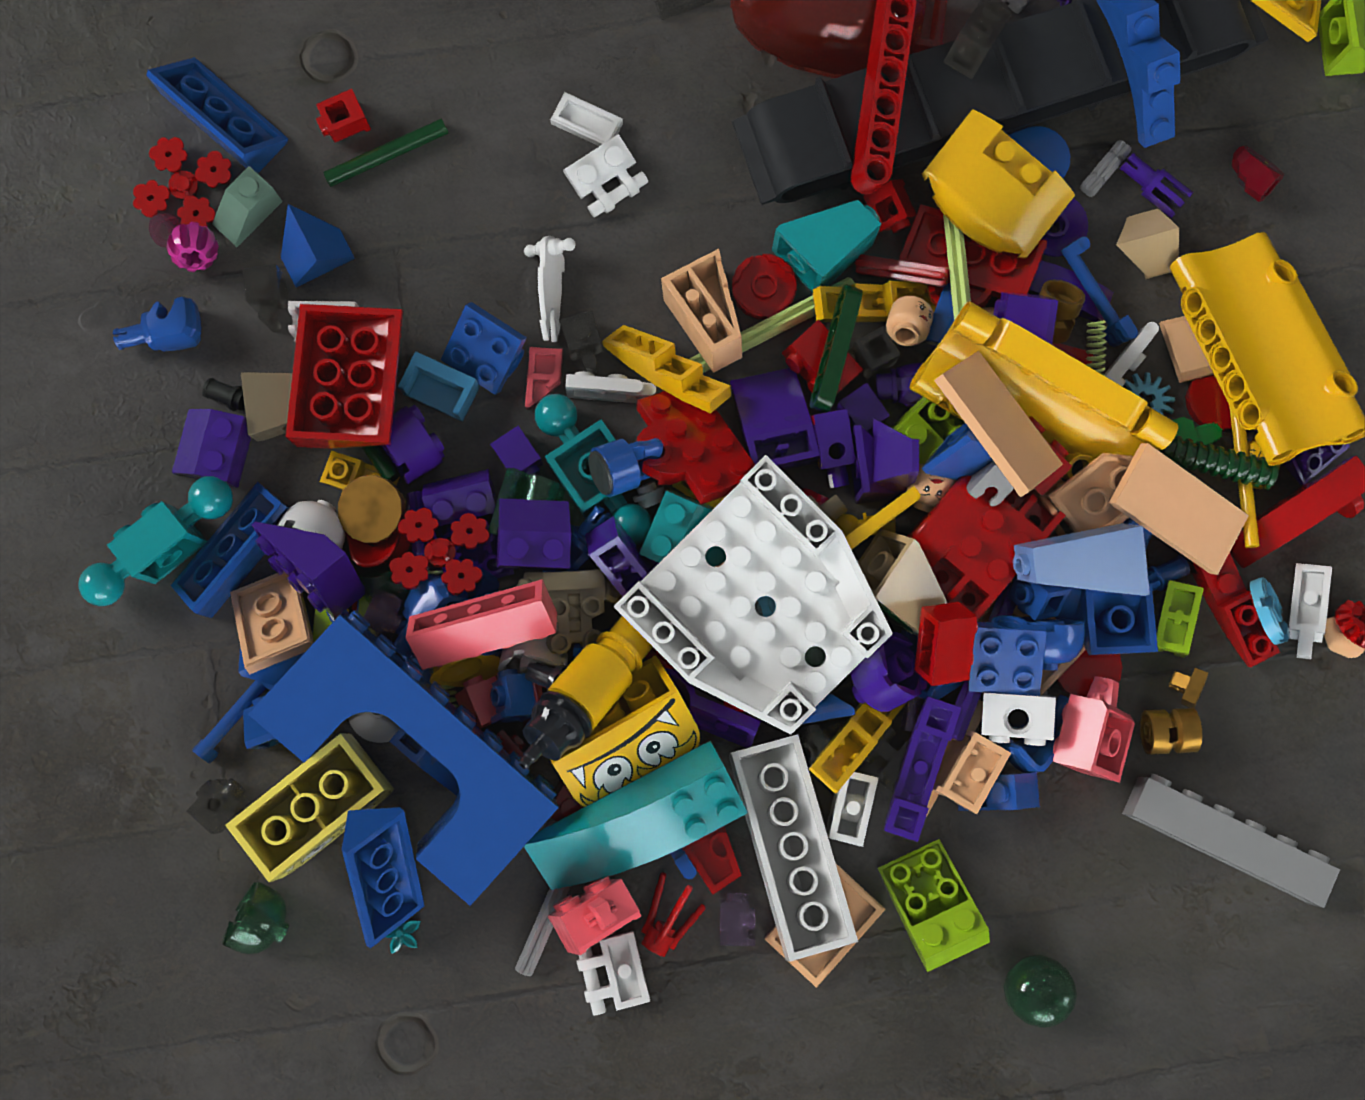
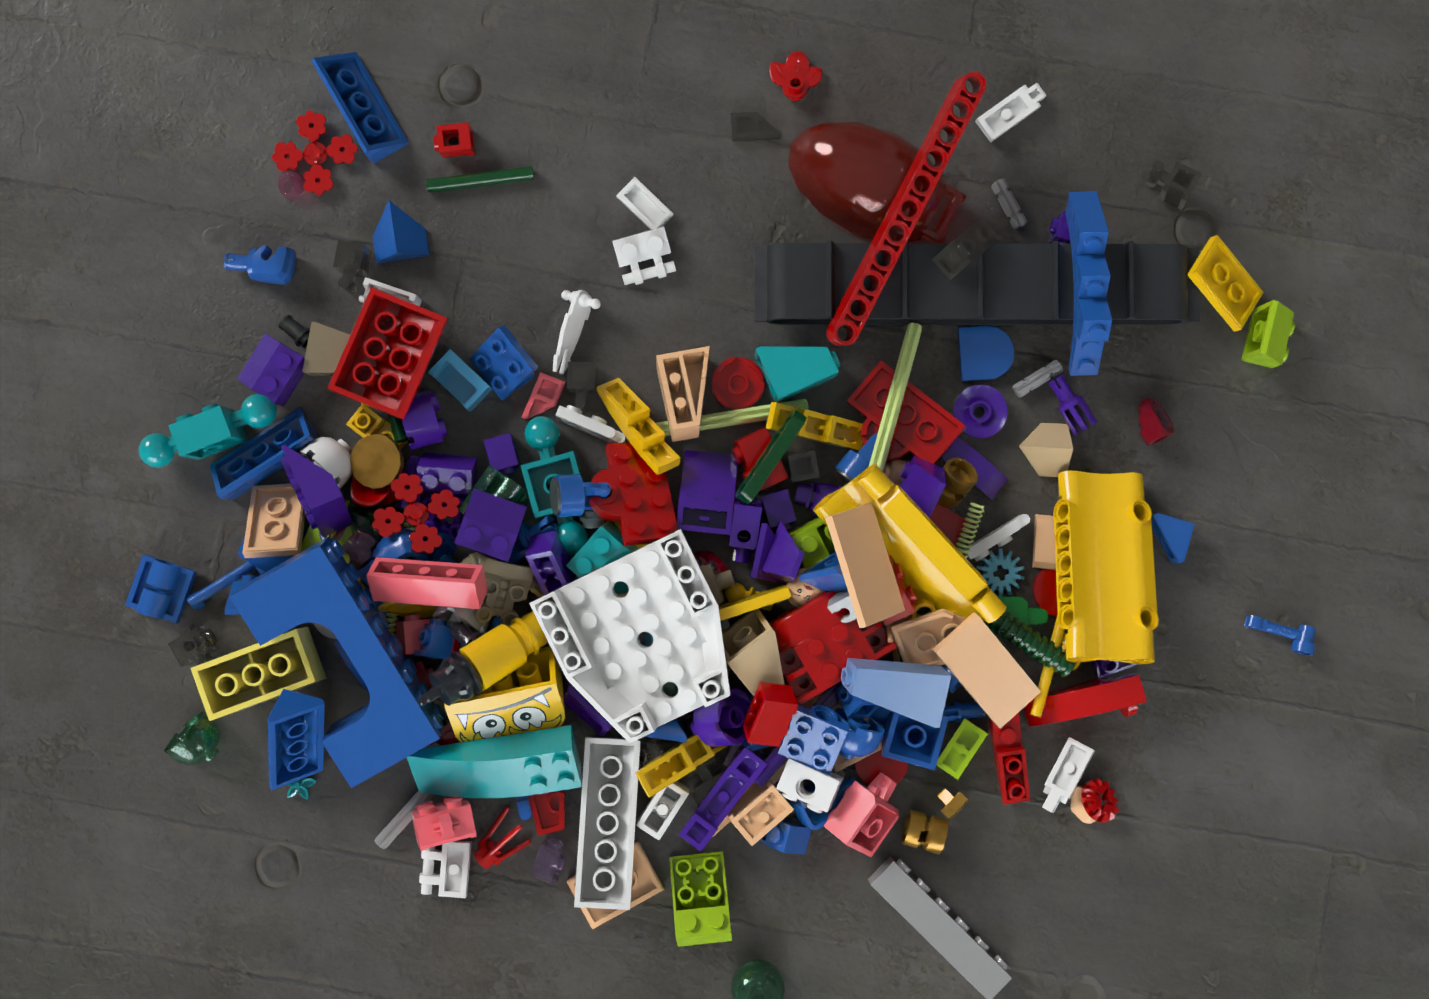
camera: 20 degrees right, 5 degrees up
(157, 751) = (160, 589): none -> blue plate
(192, 247) = (306, 208): dark pink piece -> none
(245, 206) = (357, 188): sand green slope -> none
(882, 202) = (857, 356): red brick -> none
(902, 270) = (846, 409): red axle -> none
(909, 320) = (835, 453): light nougat head -> none
(995, 187) = (938, 372): yellow slope -> none
(1118, 329) = (997, 510): blue hinge -> none
(1269, 610) = (1031, 763): medium azure tile -> none
(1329, 292) = (1173, 535): none -> blue slope

